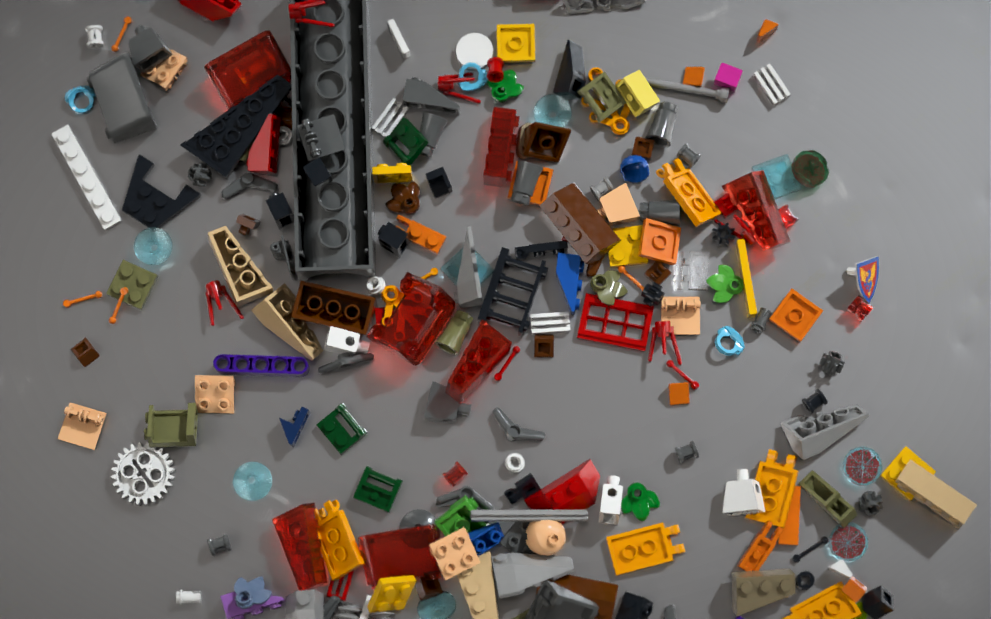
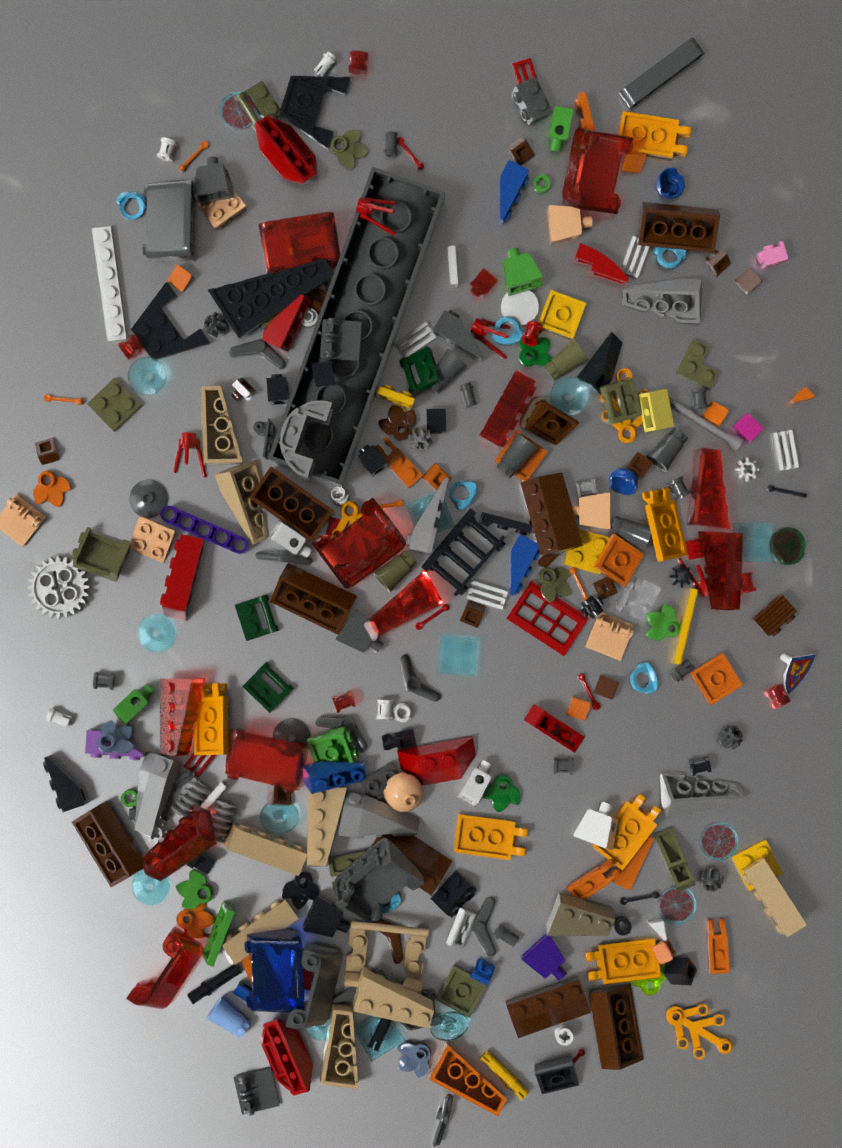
camera: 15 degrees right, 10 degrees up
(103, 387) = (53, 491): none -> orange plate
(123, 291) = (103, 409): orange hinge -> none
(131, 222) = (134, 344): none -> clear red wheel
(150, 146) = (180, 278): none -> orange slope
(203, 366) = (154, 506): none -> dark grey dish
(252, 563) = (126, 711): none -> bright green torso
(257, 417) = (182, 577): none -> red wedge
(294, 430) = (210, 602): dark blue slope -> none
(321, 207) = (294, 431): none -> light grey cylinder
(388, 389) = (313, 598): none -> reddish brown slope
(391, 593) = (242, 791): yellow plate -> none
(430, 204) = (420, 438): none -> light grey gear
(432, 44) = (482, 284): none -> clear red bracket
(454, 553) = (312, 780): light nougat hinge -> none
(457, 233) = (435, 476): none -> orange slope
(458, 147) = (468, 395): none -> dark grey pin
(463, 20) = (521, 272): none -> bright green torso
(496, 230) = (462, 504): none -> medium azure piece
(497, 466) = (385, 709): none -> white bush
(528, 515) = (395, 769): light grey axle -> none
(537, 81) = (566, 360): none -> olive plant
(545, 389) = (457, 655): none -> clear light blue plate
(655, 44) = (692, 367): none -> olive plate
(662, 329) = (587, 644): red plant -> none
(663, 420) = (554, 728): none -> red slope
(673, 68) = (699, 398): none -> dark grey bush
(697, 363) = (606, 687): none -> reddish brown slope
(716, 148) = (708, 491): none -> clear red wedge
(747, 117) = (752, 470): none -> white gear
(773, 123) = (771, 488): none -> black hinge
(825, 235) = (774, 615): none -> reddish brown brick
(904, 566) = (718, 948): none -> orange hinge

